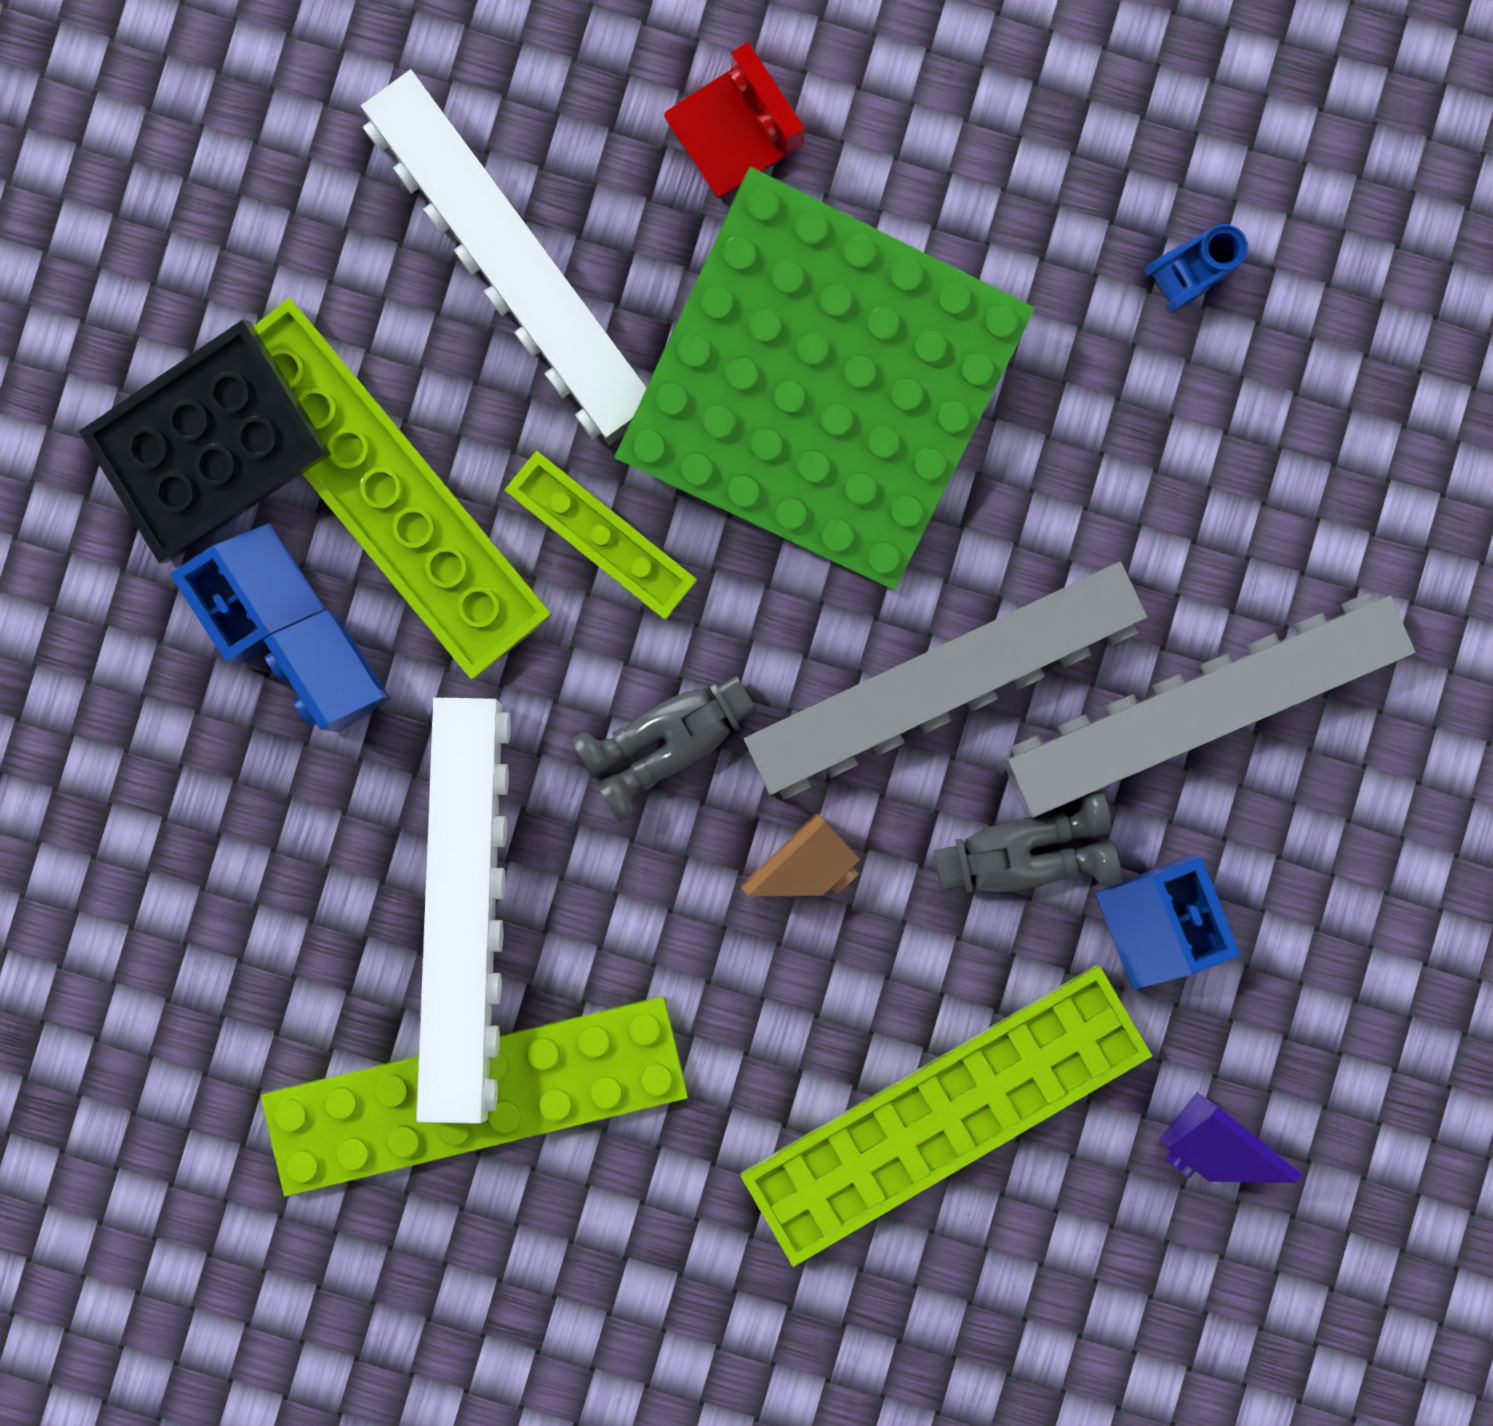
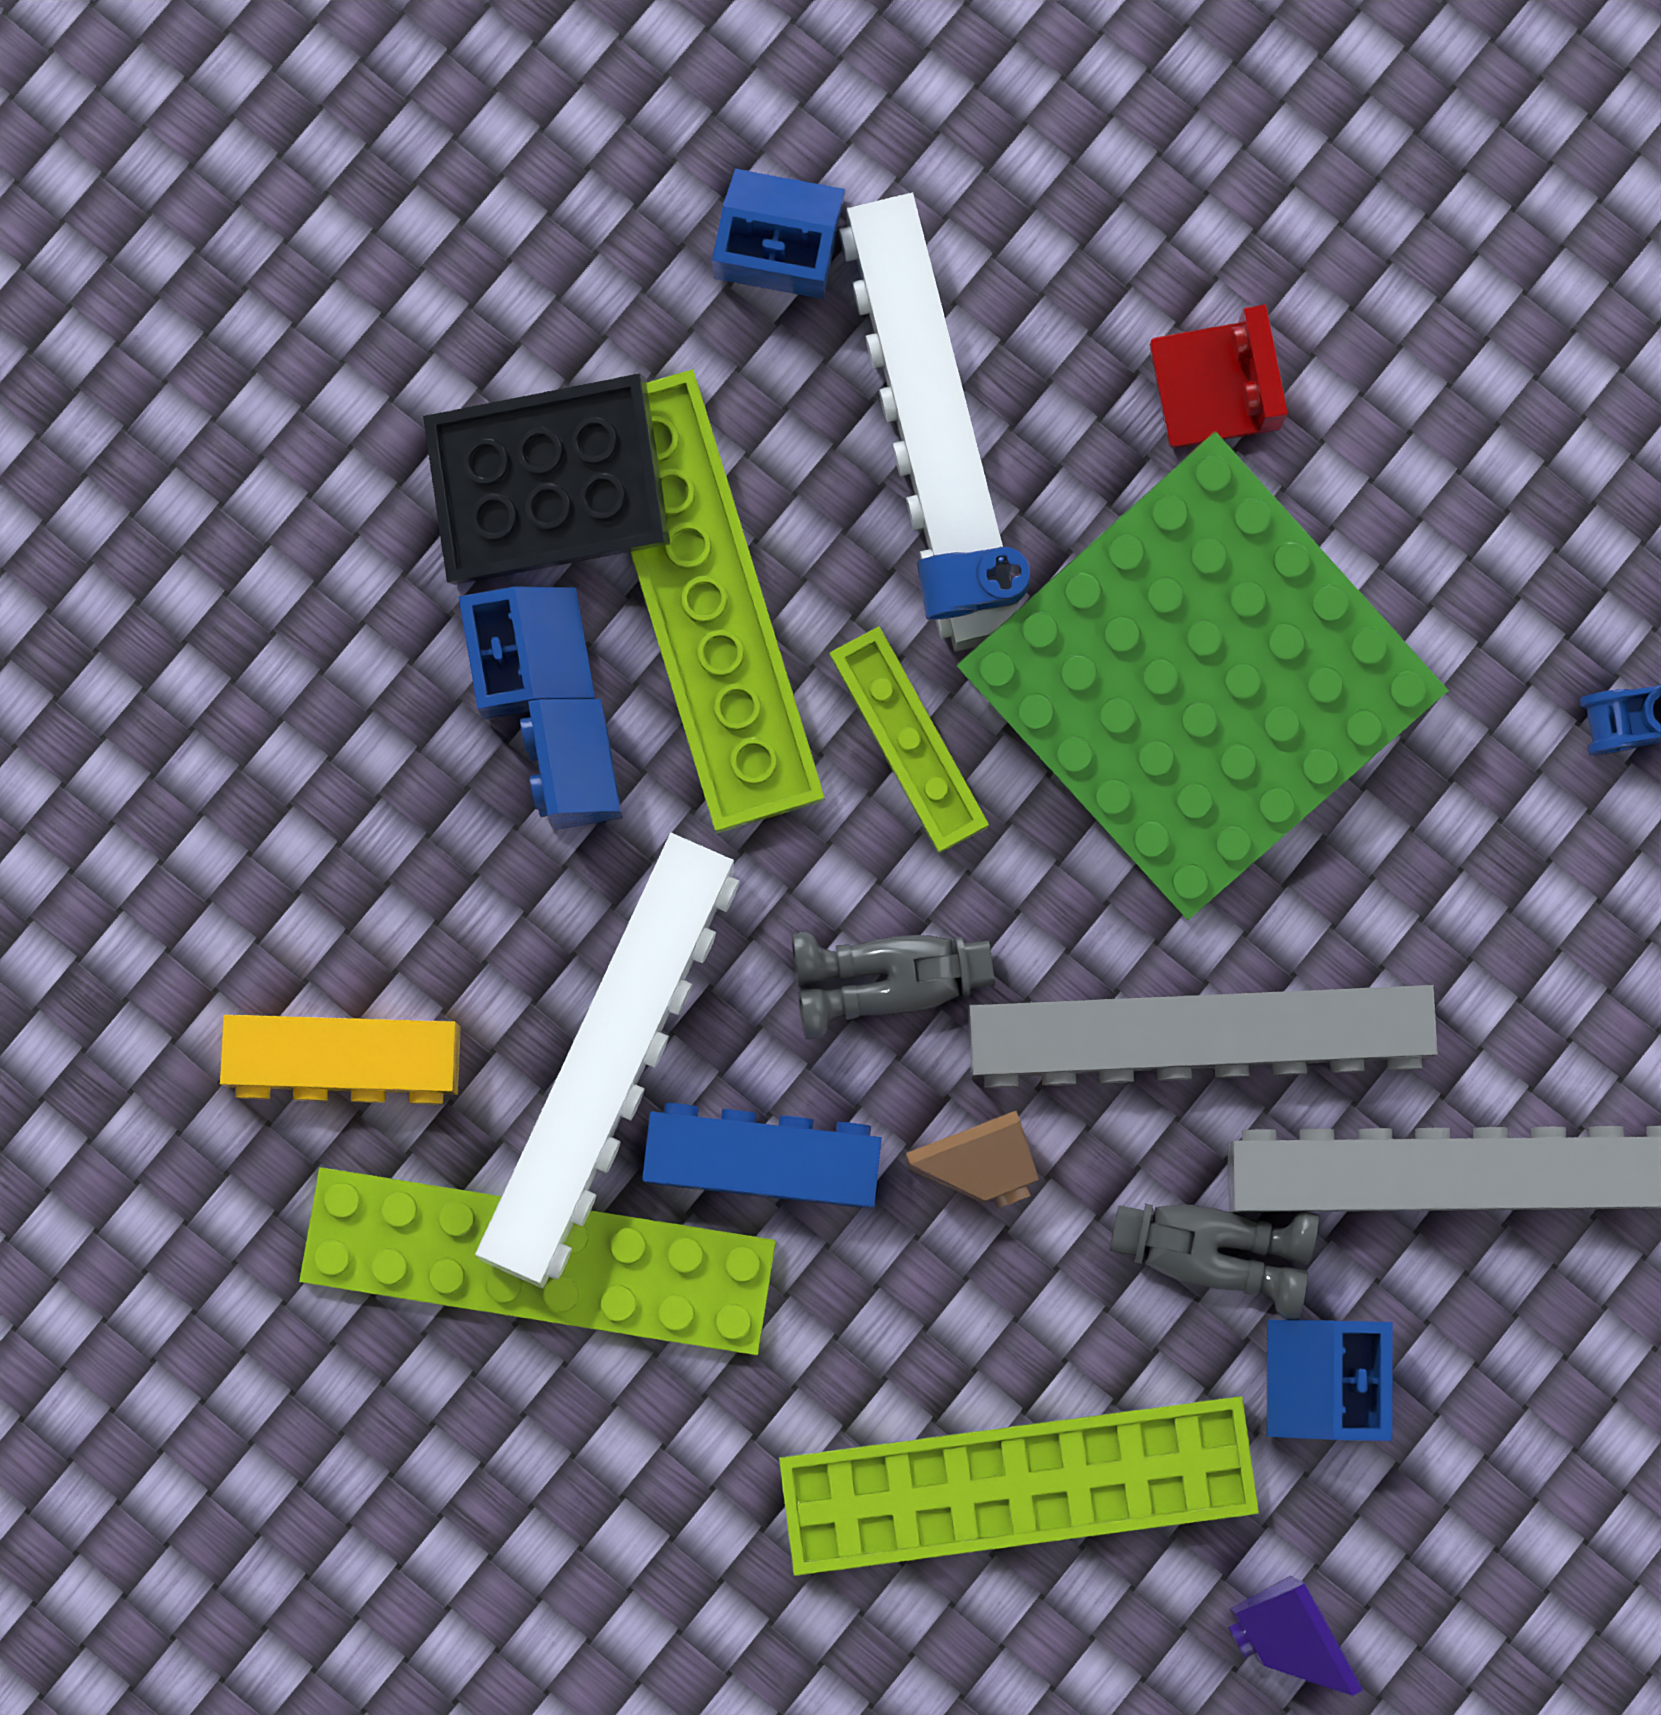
camera: 25 degrees right, 5 degrees down
(236, 997) = (340, 1055): none -> yellow brick
(312, 152) = (777, 233): none -> blue slope
(587, 388) = (960, 585): none -> blue piece
(623, 936) = (762, 1159): none -> blue brick

